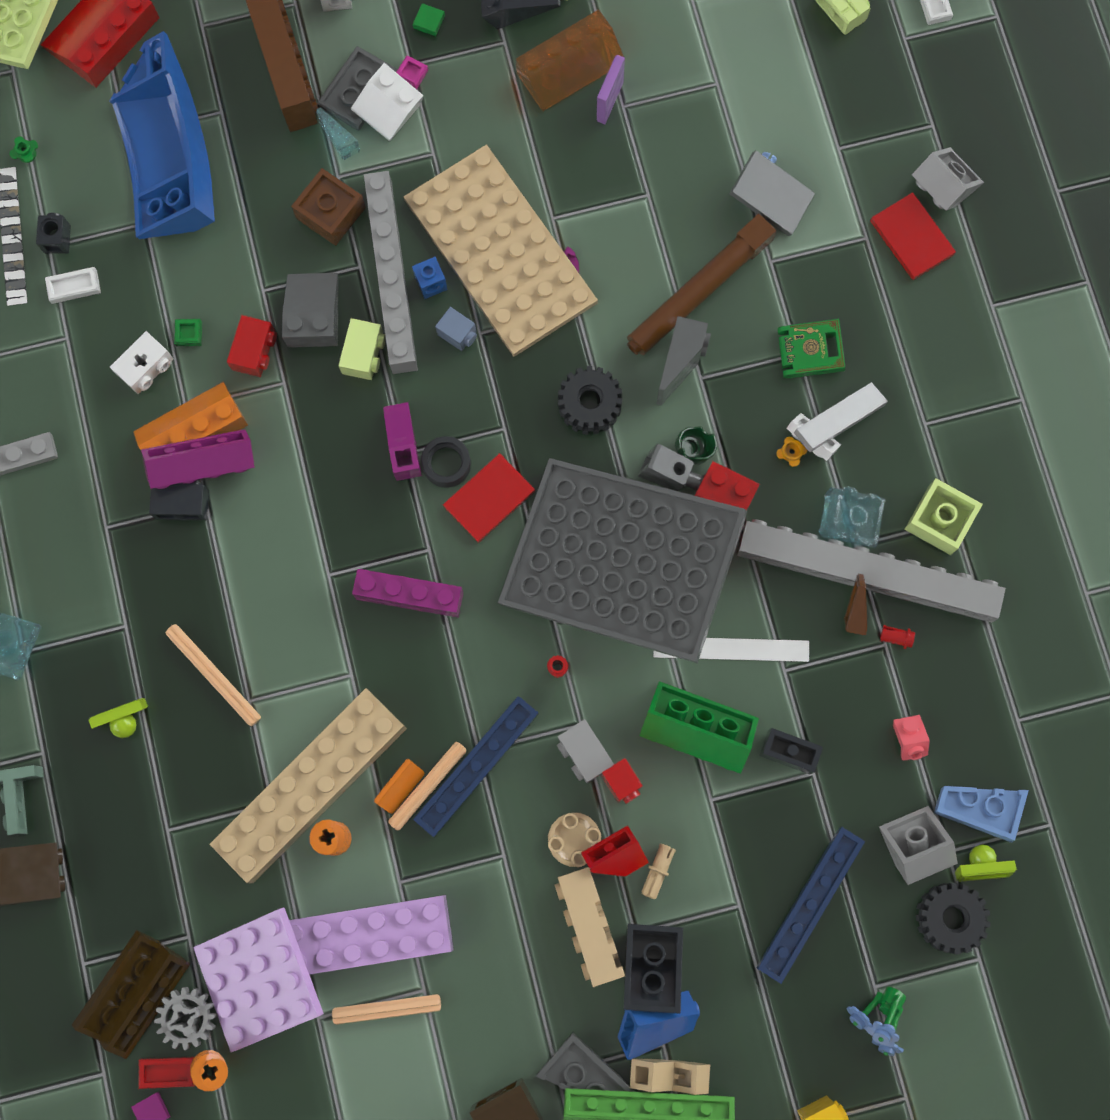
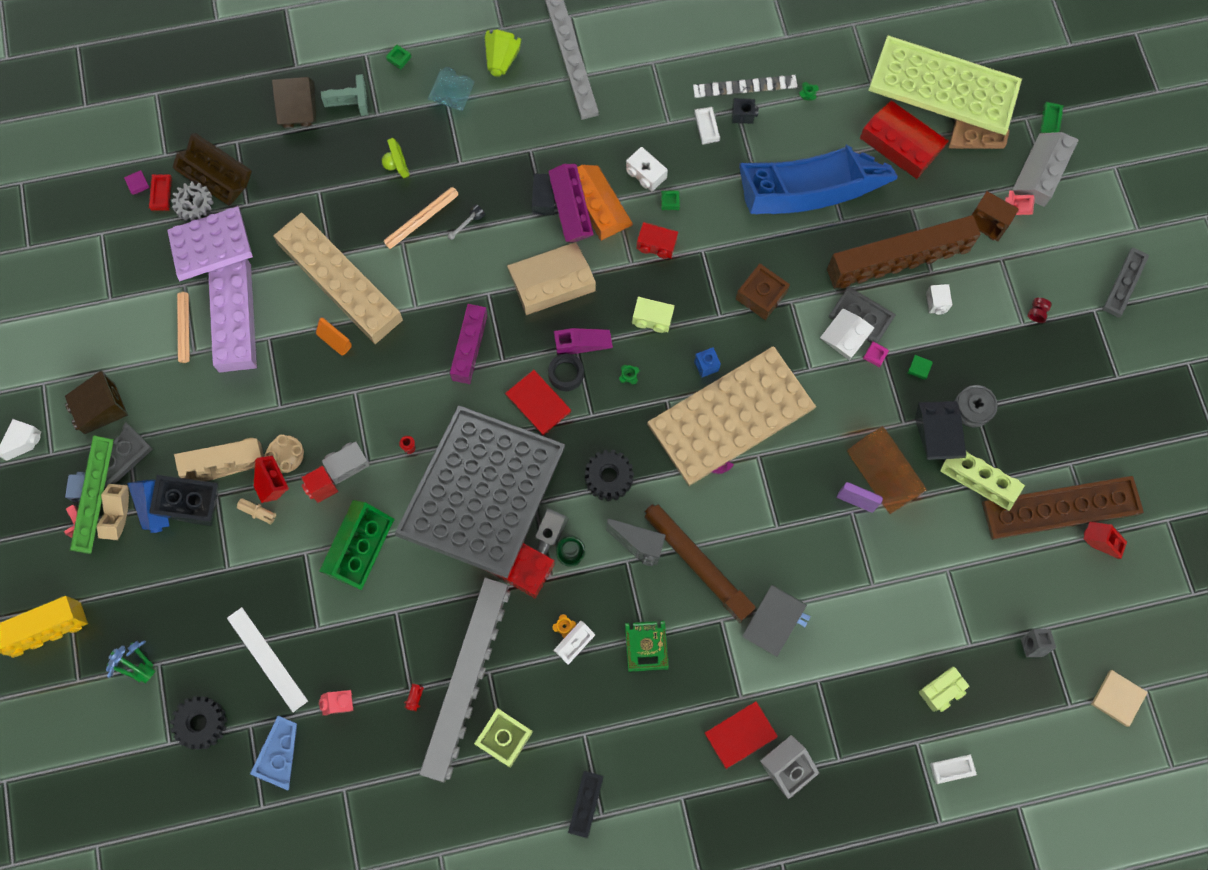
camera: 85 degrees right, 5 degrees down
(204, 1081) = (154, 213): orange piece -> none
(207, 596) = (475, 213): none -> hinge
(305, 487) = (552, 278): none -> tan slope
(310, 310) = (685, 280): dark grey slope -> none
(323, 830) = (298, 288): orange piece -> none
(341, 139) = (818, 301): clear light blue slope -> none
(390, 272) = (712, 335): light grey brick -> none
(427, 786) = (332, 356): light nougat axle -> none
(441, 375) = (629, 369): none -> green plate
(456, 329) = (667, 381): sand blue brick -> none
(475, 766) = (342, 388): dark blue plate -> none
(752, 650) = (413, 587): white sticker -> none
(791, 751) = (331, 608): black brick -> none
(810, 904) = (221, 618): dark blue plate -> none
(840, 417) = (587, 663): tile -> none
(852, 516) = (509, 669): clear light blue slope -> none
(856, 611) = (431, 666): reddish brown slope -> none
(868, 829) = (267, 659): none -> white sticker
(919, 845) = (254, 700): light grey slope -> none
(984, 866) = (236, 750): lime tile -> none
(1012, 416) = (585, 804): none -> black plate

